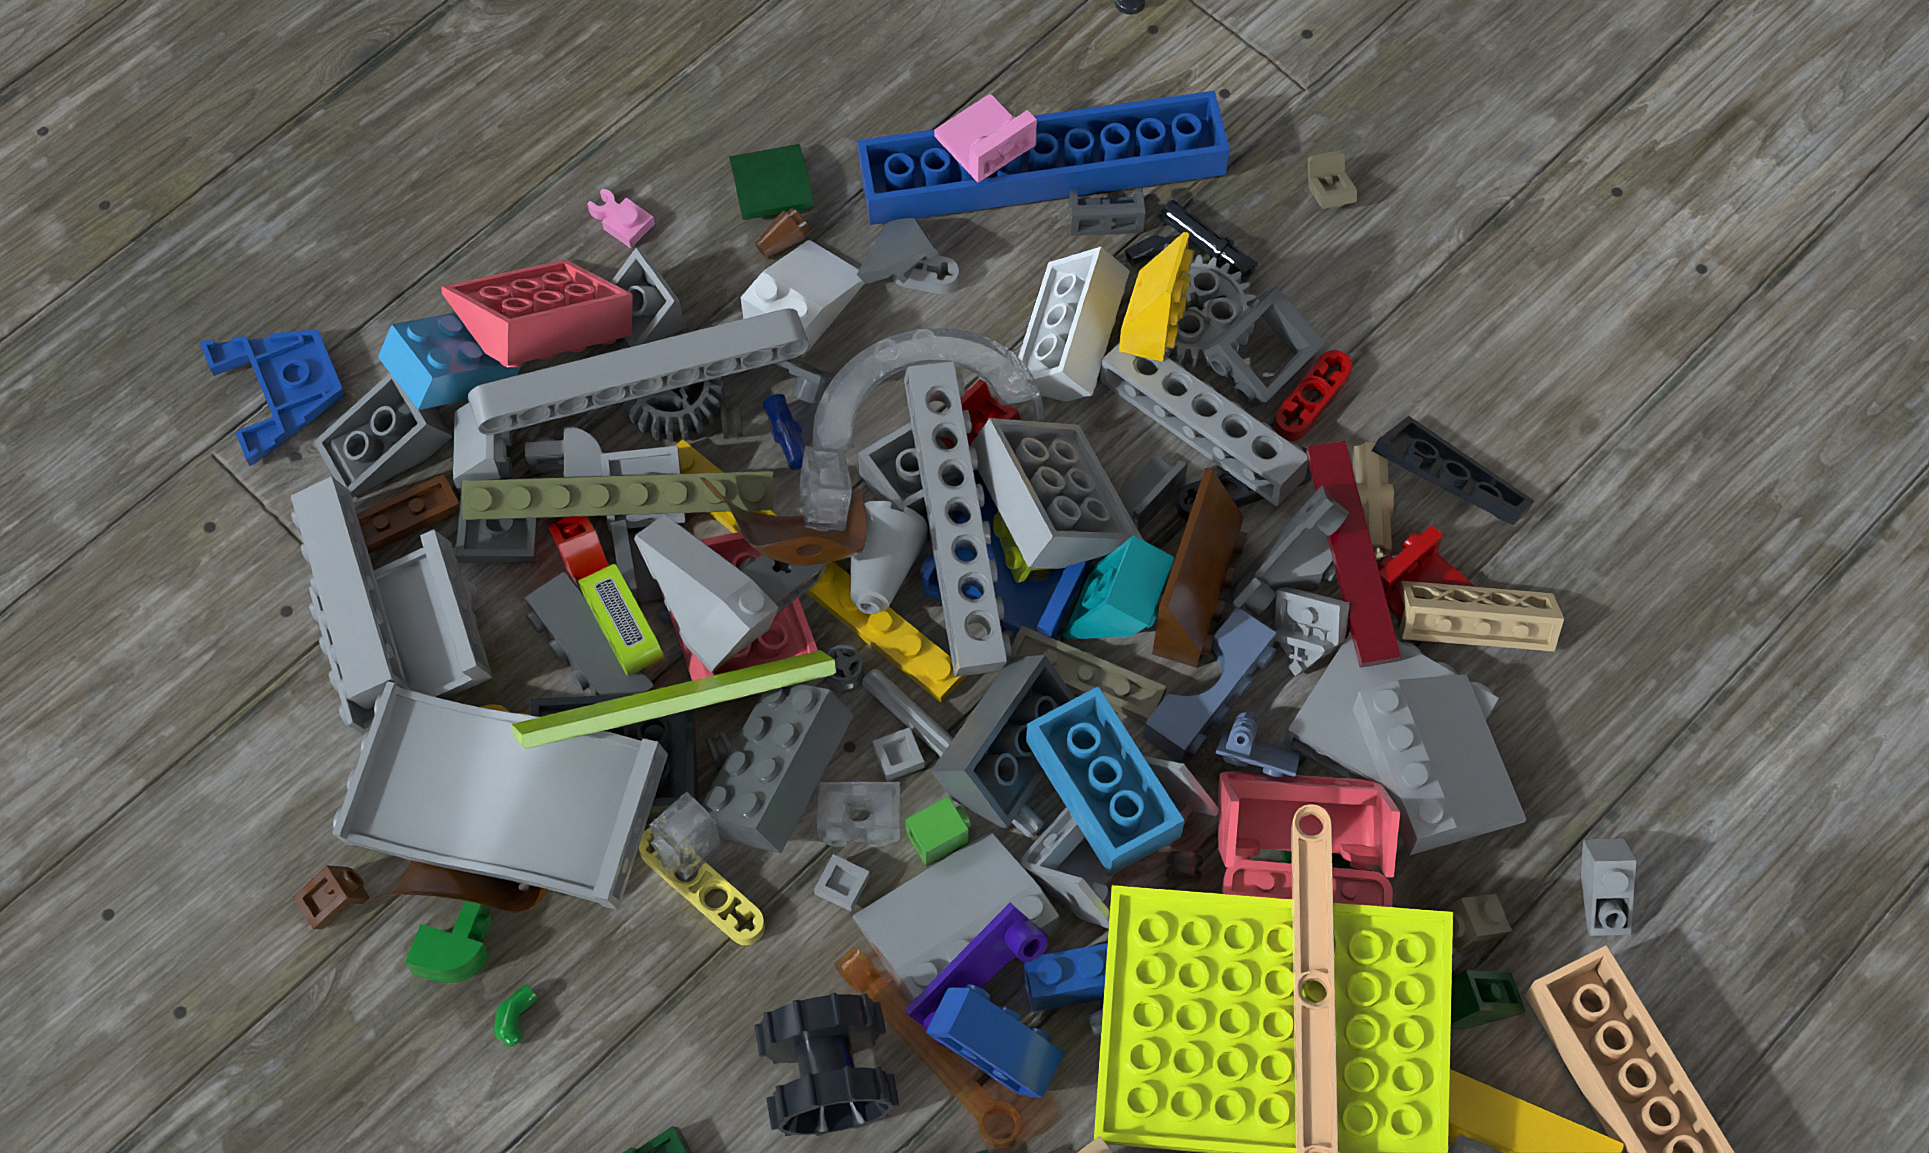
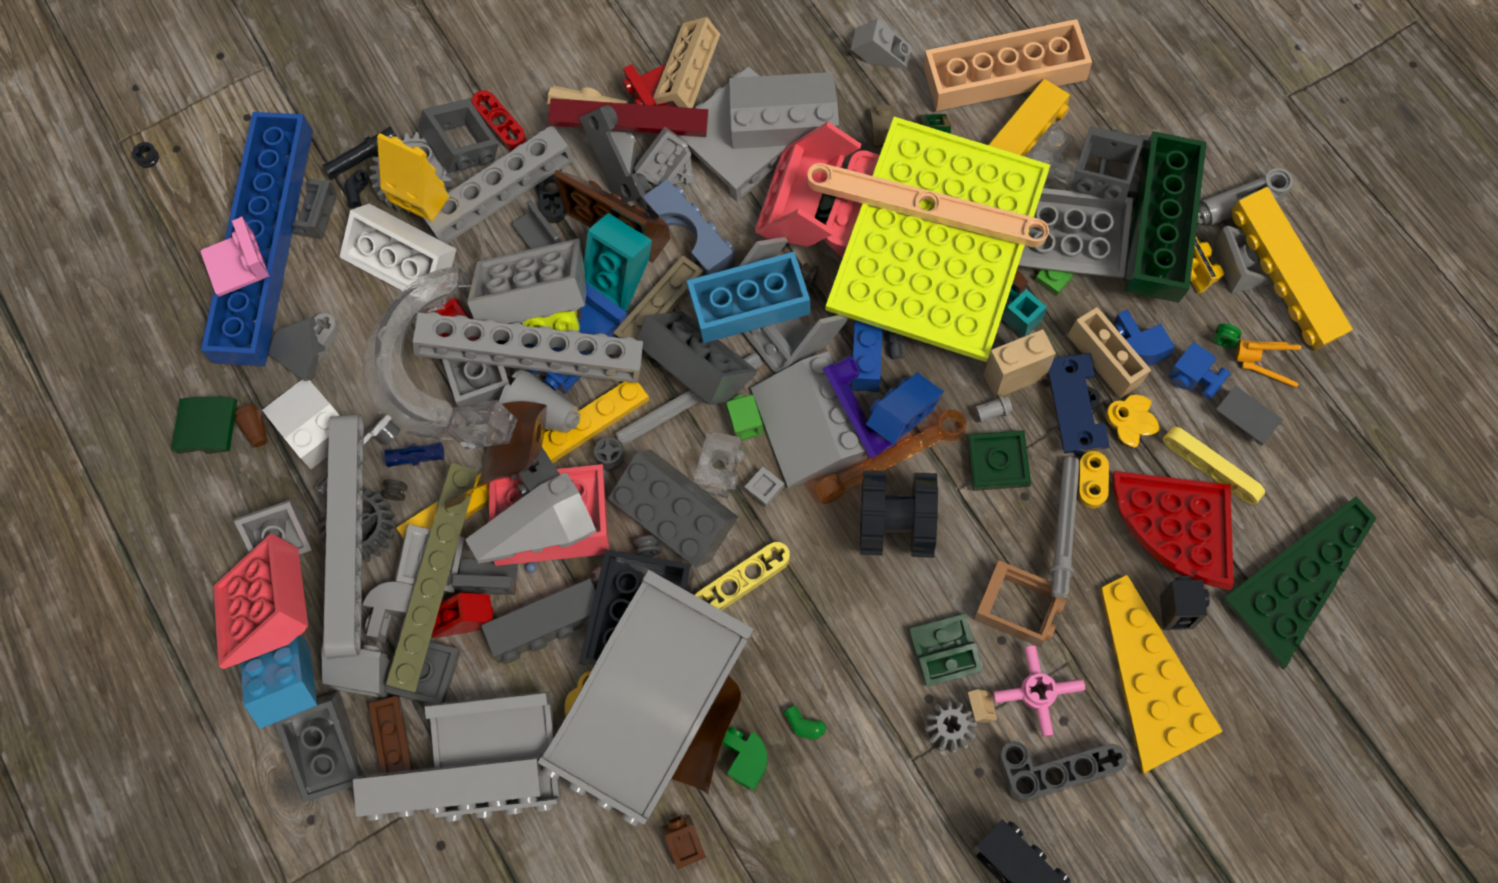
camera: 70 degrees left, 5 degrees up
(293, 378) = (239, 809): blue wing -> none
(621, 620) = (536, 587): lime beam -> none
(622, 220) = (195, 537): bright pink plate -> none
(672, 699) = (615, 559): lime tile -> none
(684, 837) = (714, 573): clear brick -> none
(898, 754) = (682, 431): light grey plate -> none
(1241, 748) = (742, 215): sand blue hinge -> none
(1329, 181) = (345, 69): dark tan bracket -> none
(1444, 465) = (575, 58): black wing -> none

